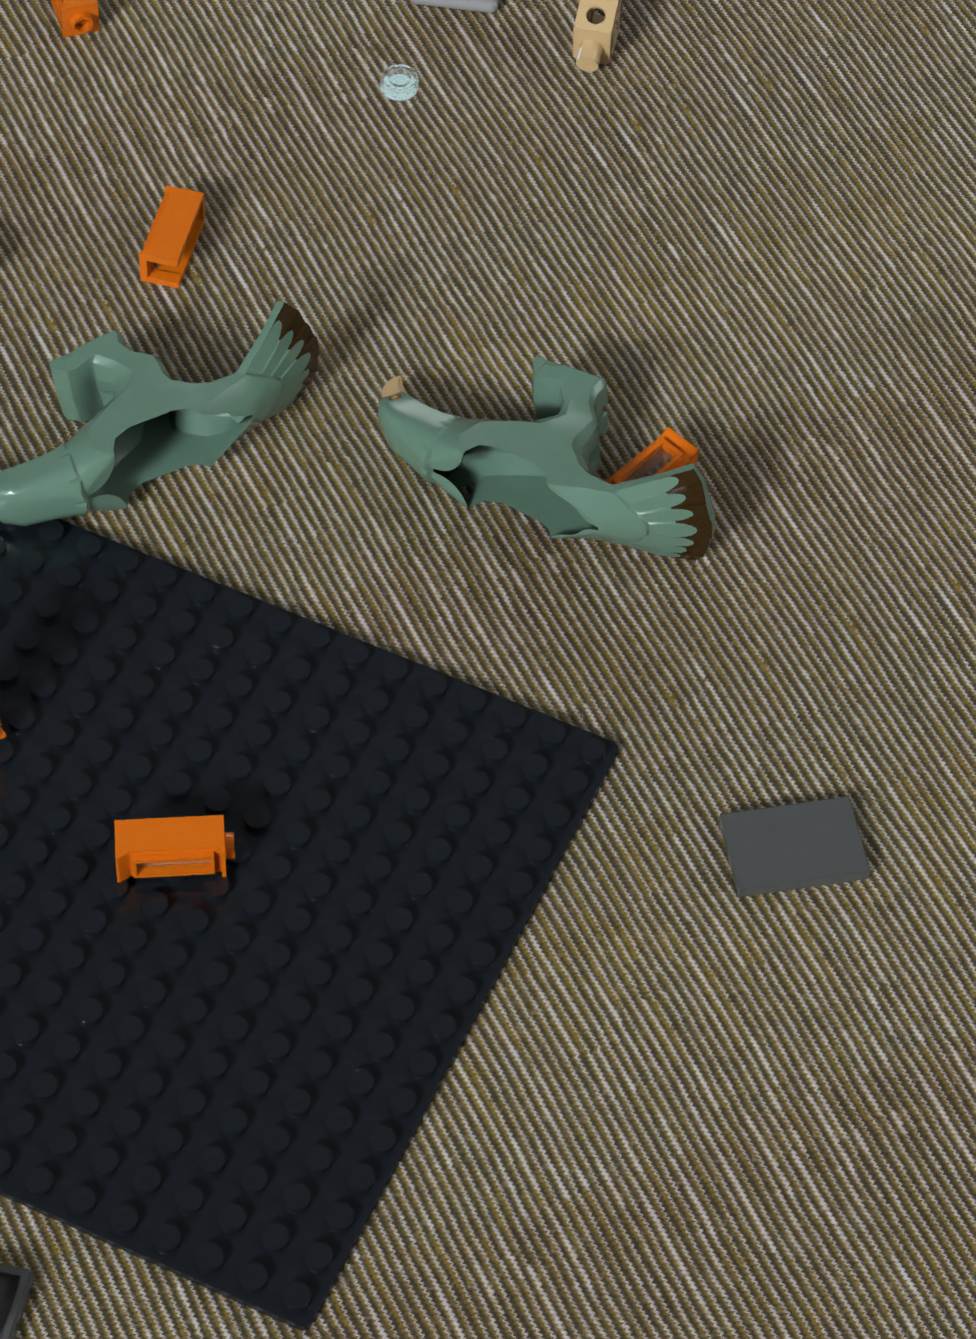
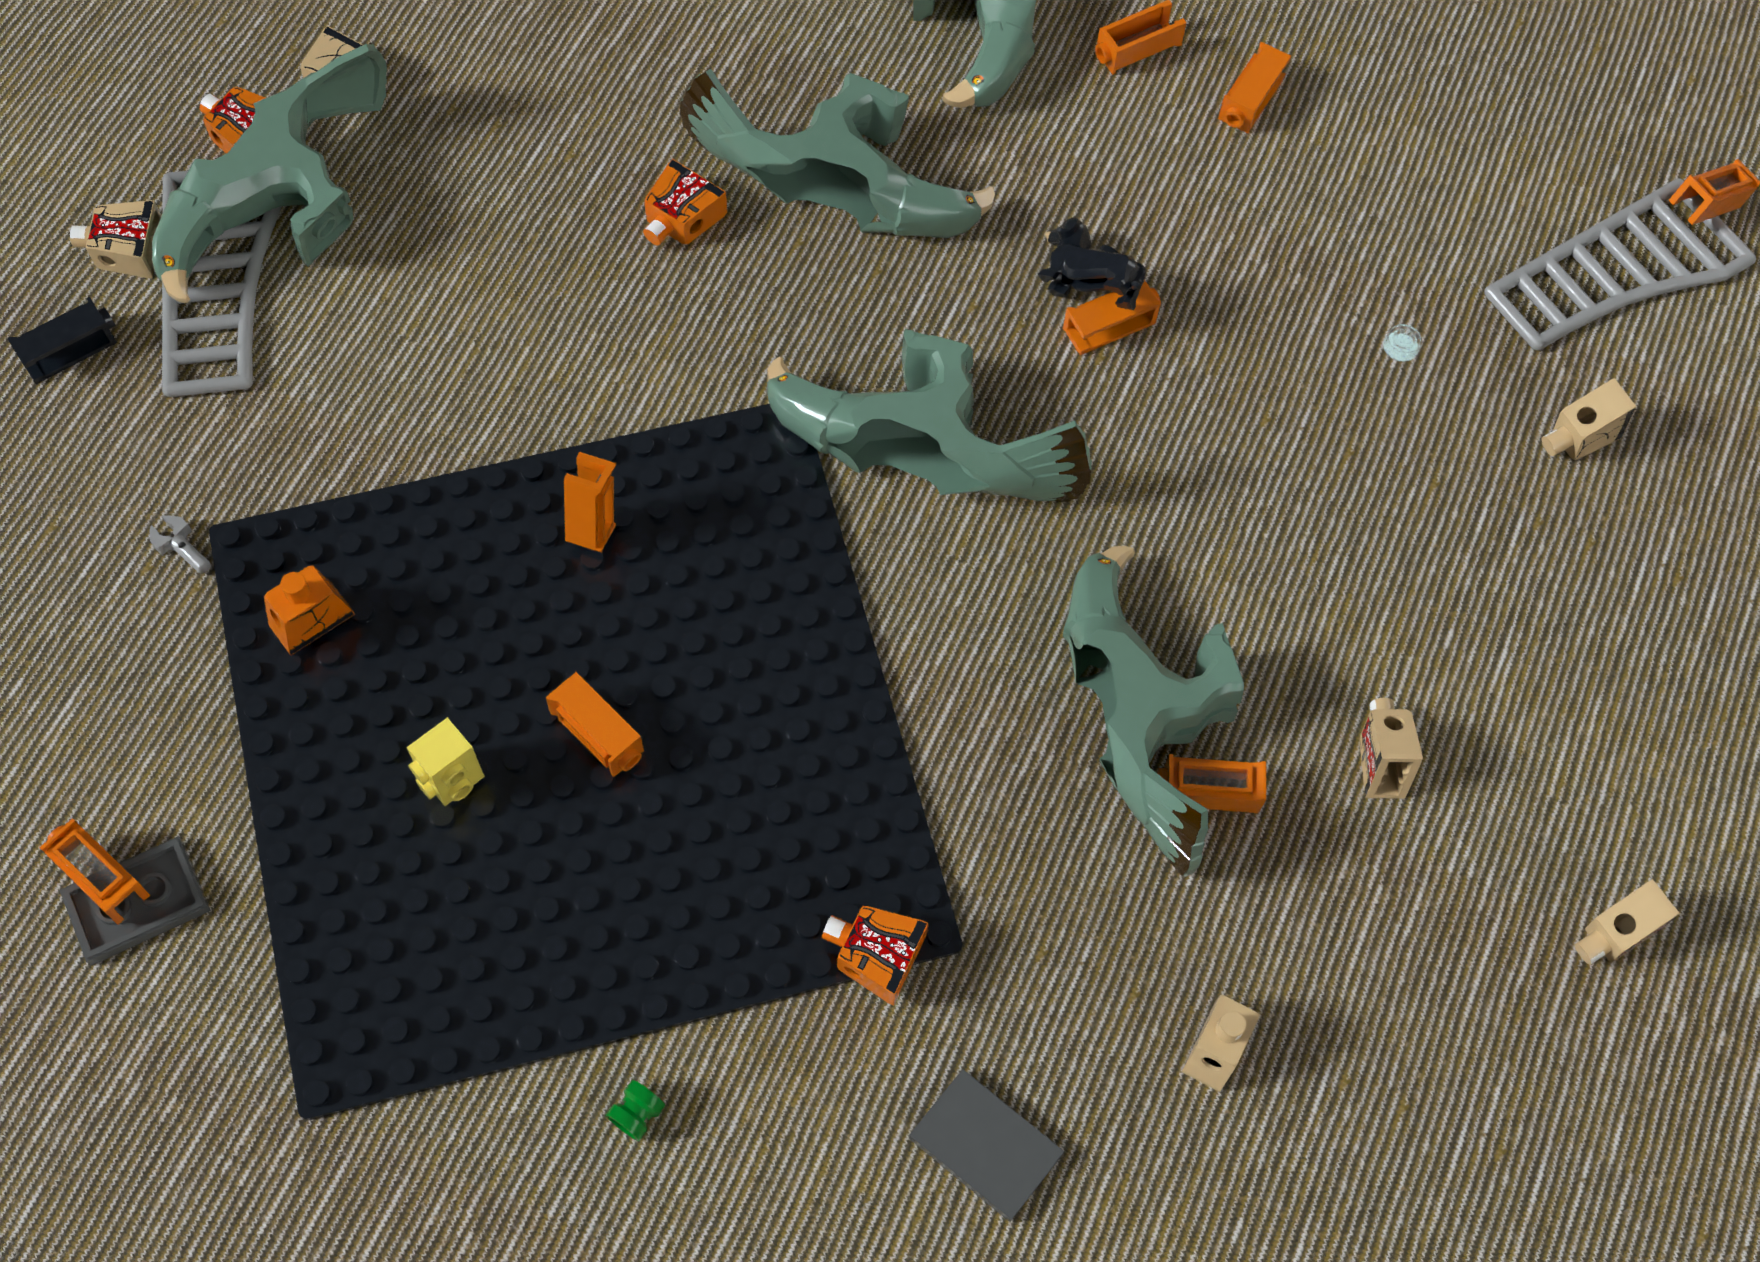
camera: 50 degrees right, 10 degrees up
(102, 973) = (444, 763): none -> light yellow brick
(119, 212) = (1090, 269): none -> black animal
(539, 1057) = (638, 1106): none -> green wheel
(572, 791) = (877, 949): none -> torso
(734, 348) = (1389, 751): none -> tan torso
(859, 614) = (1222, 1040): none -> tan torso

